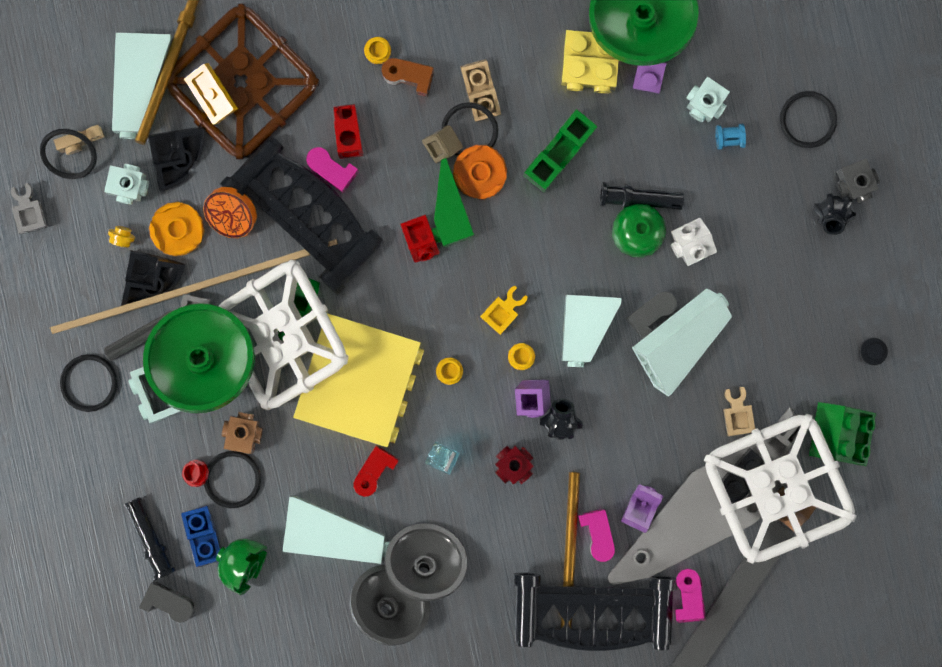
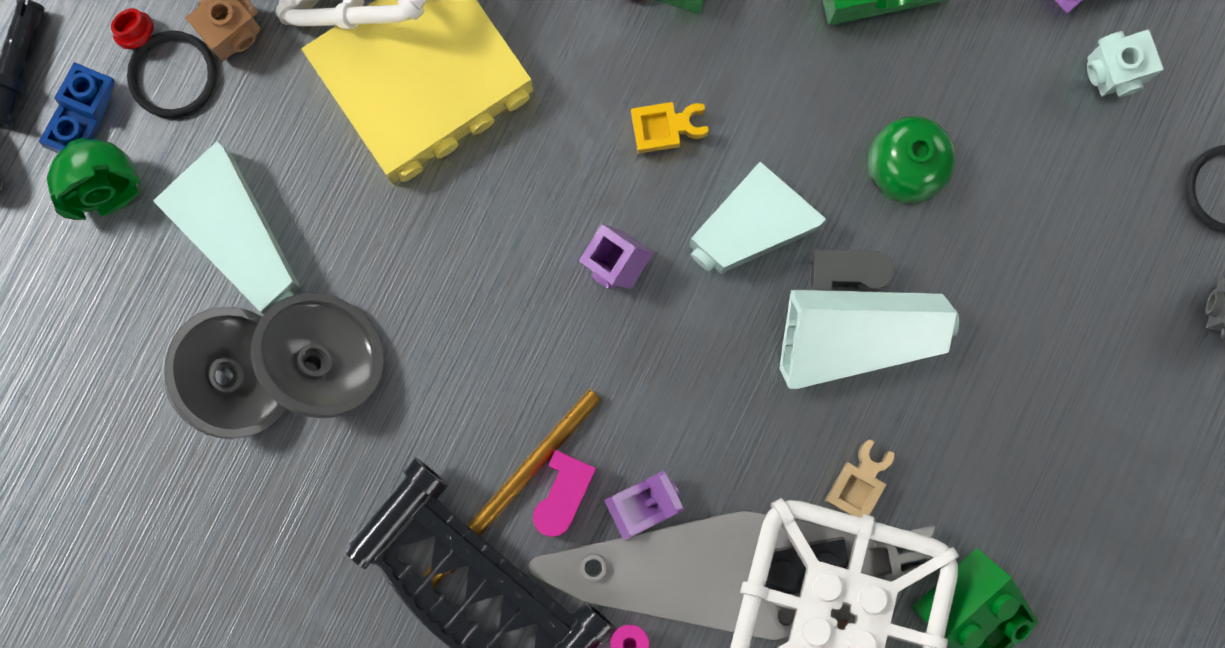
camera: 40 degrees right, 5 degrees down
(367, 478) = (348, 192): red leg -> none
(442, 457) = (444, 243): clear light blue leg -> none
(449, 371) = (540, 148): yellow plate -> none
(506, 456) = (528, 339): dark red brick -> none
(521, 356) = (643, 199): yellow plate -> none
(561, 420) = (630, 313): black rock -> none
(628, 196) = (930, 104): black pin -> none
(693, 242) = (970, 222): white brick -> none
(730, 136) = (1124, 145): dark azure bush -> none
(834, 213) = (1180, 325): black rock -> none
(873, 351) = (1096, 541): black plate -> none

